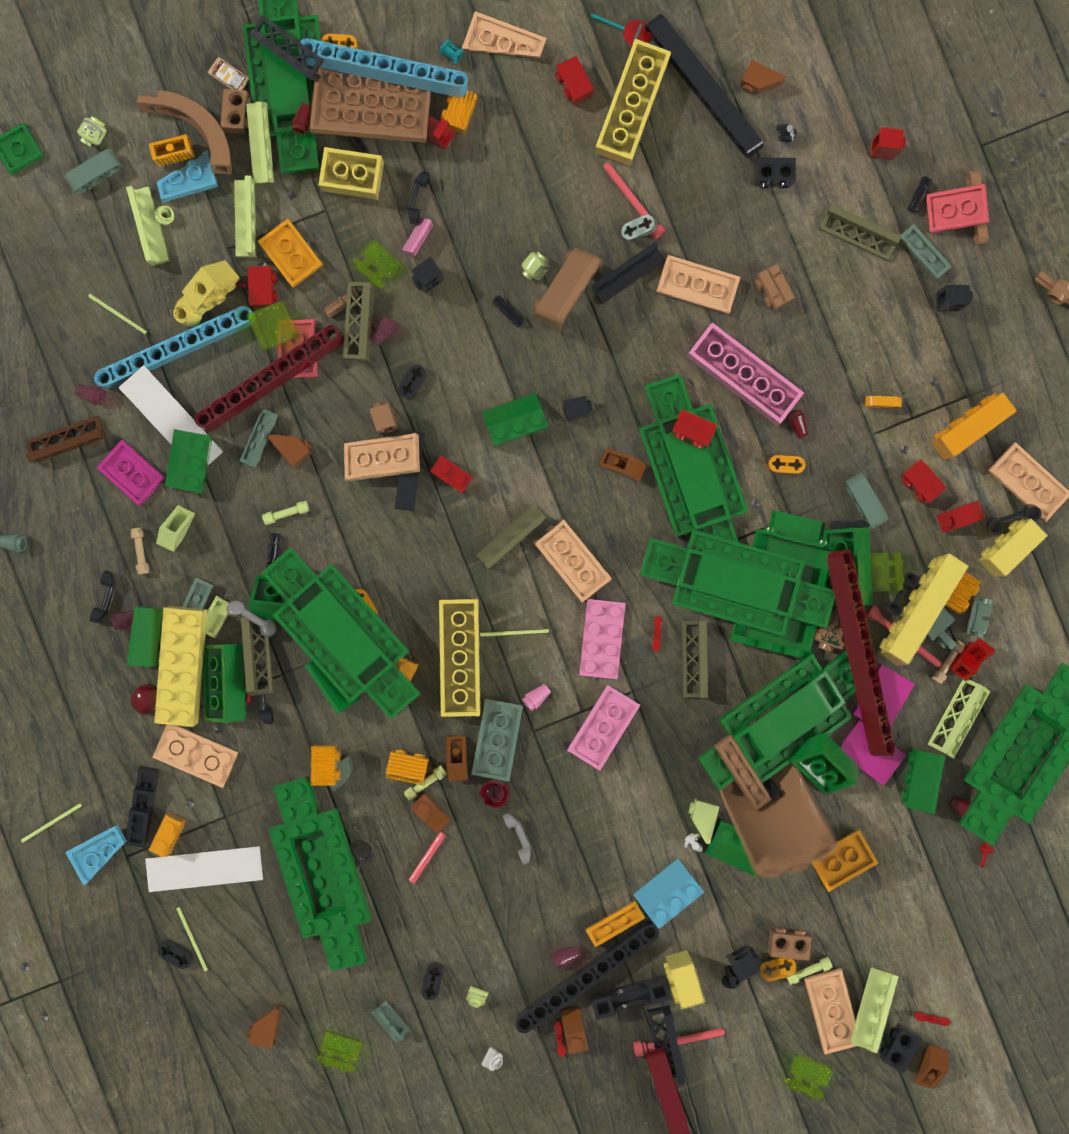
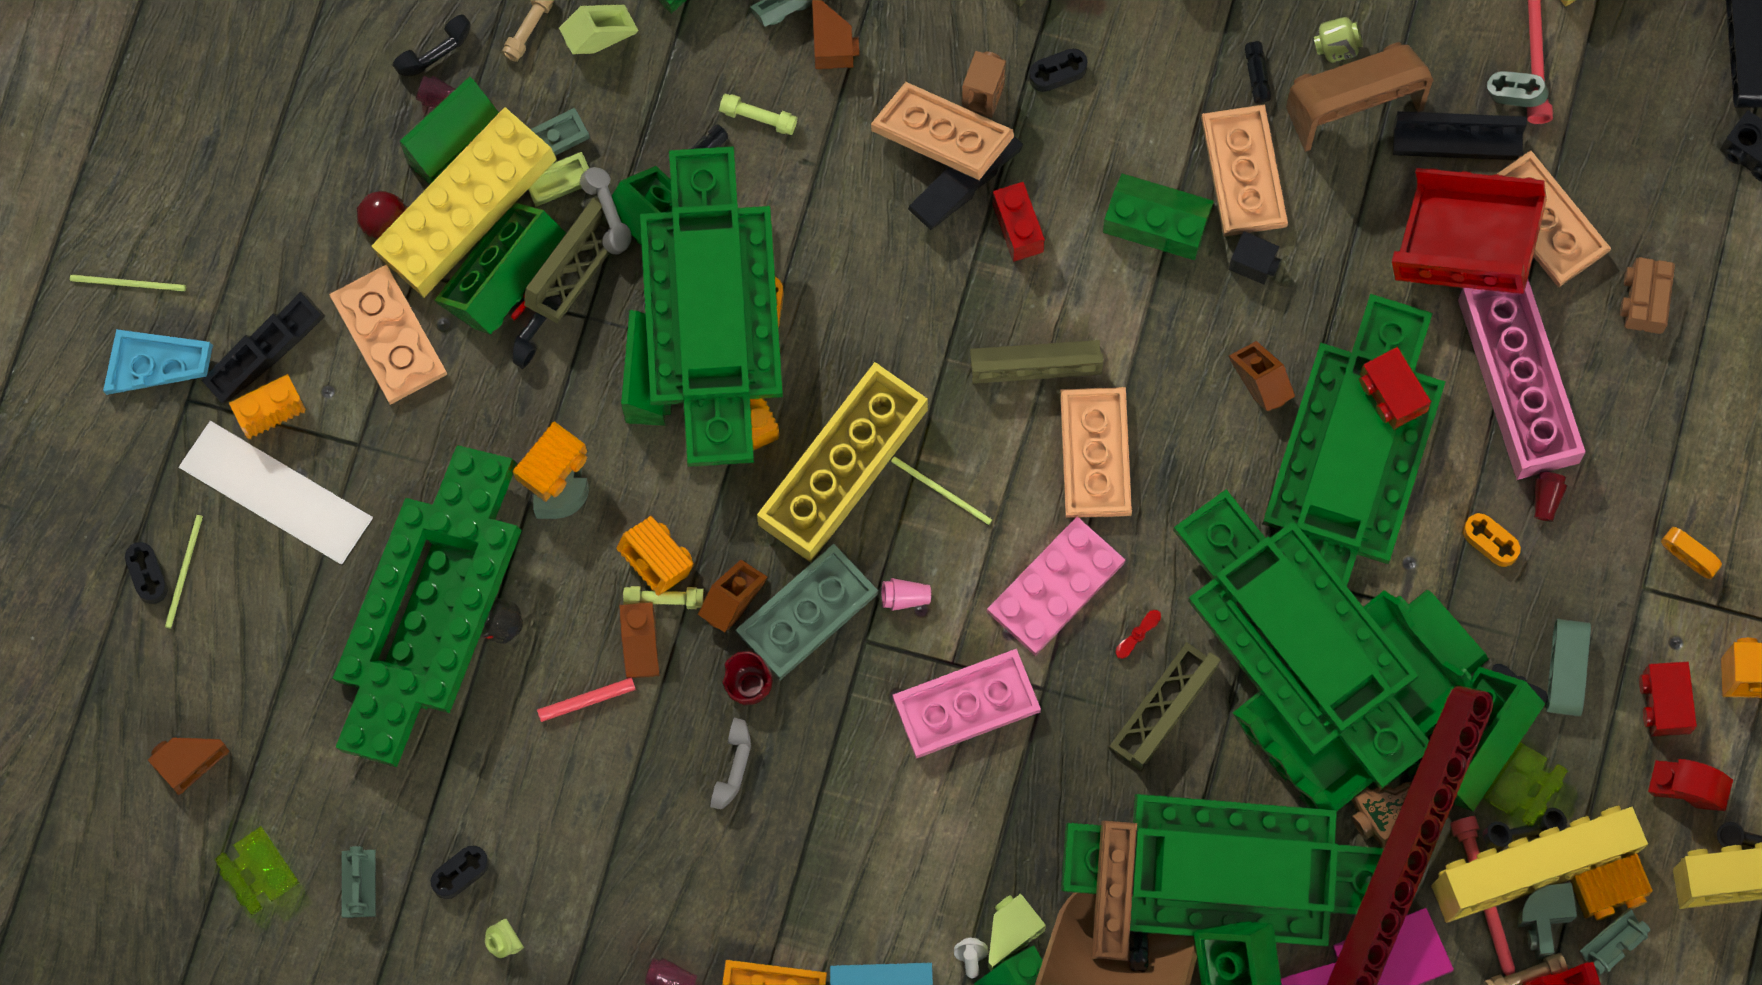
camera: 40 degrees right, 15 degrees down
(538, 366) = (1244, 170): none -> light nougat piece
(671, 320) = (1471, 231): none -> red panel

